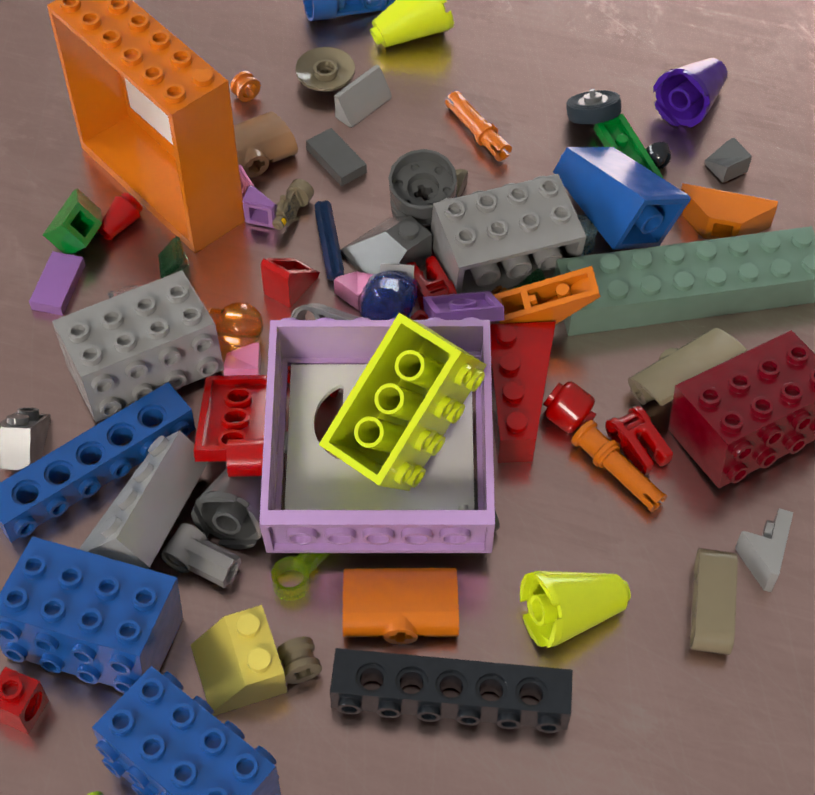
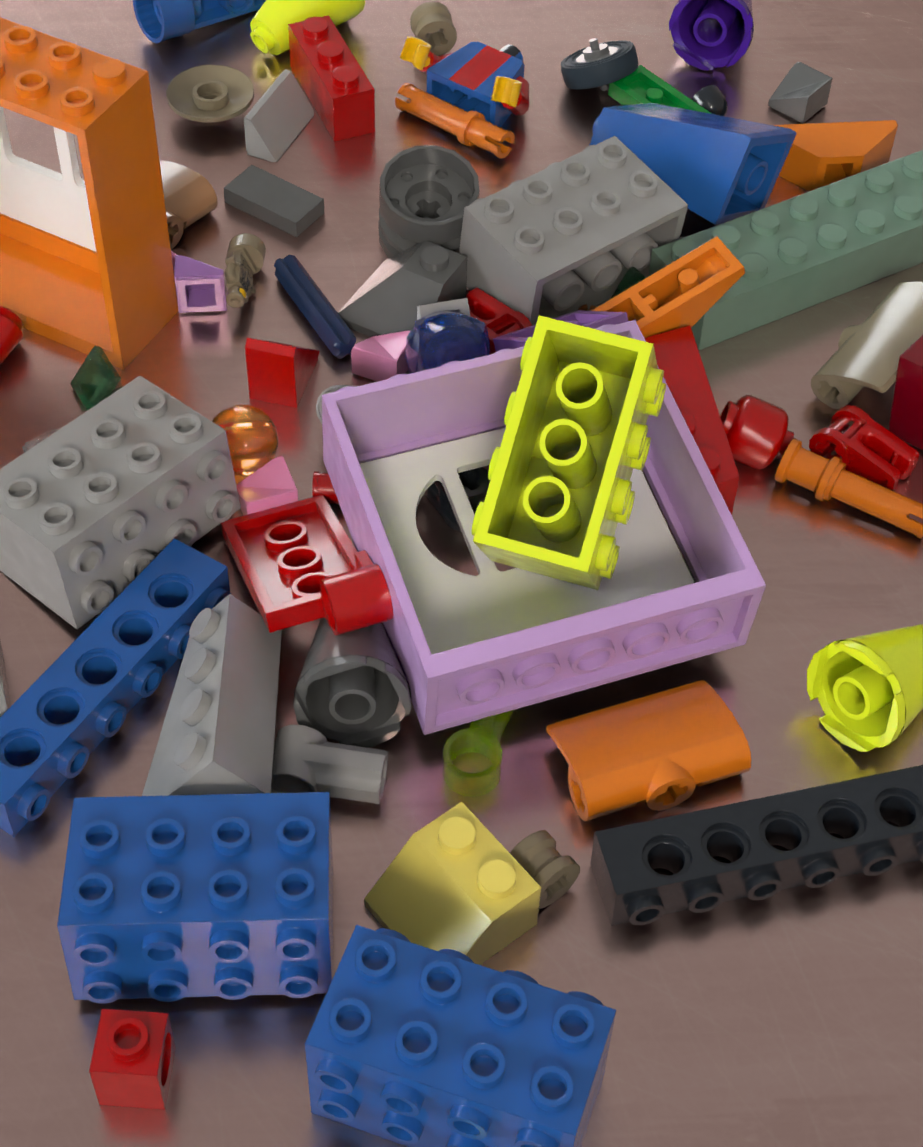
camera: 20 degrees left, 5 degrees down
(408, 76) = (332, 78): none -> red brick
(493, 52) = (429, 19): none -> dark tan wheel
(502, 99) = (474, 78): none -> torso

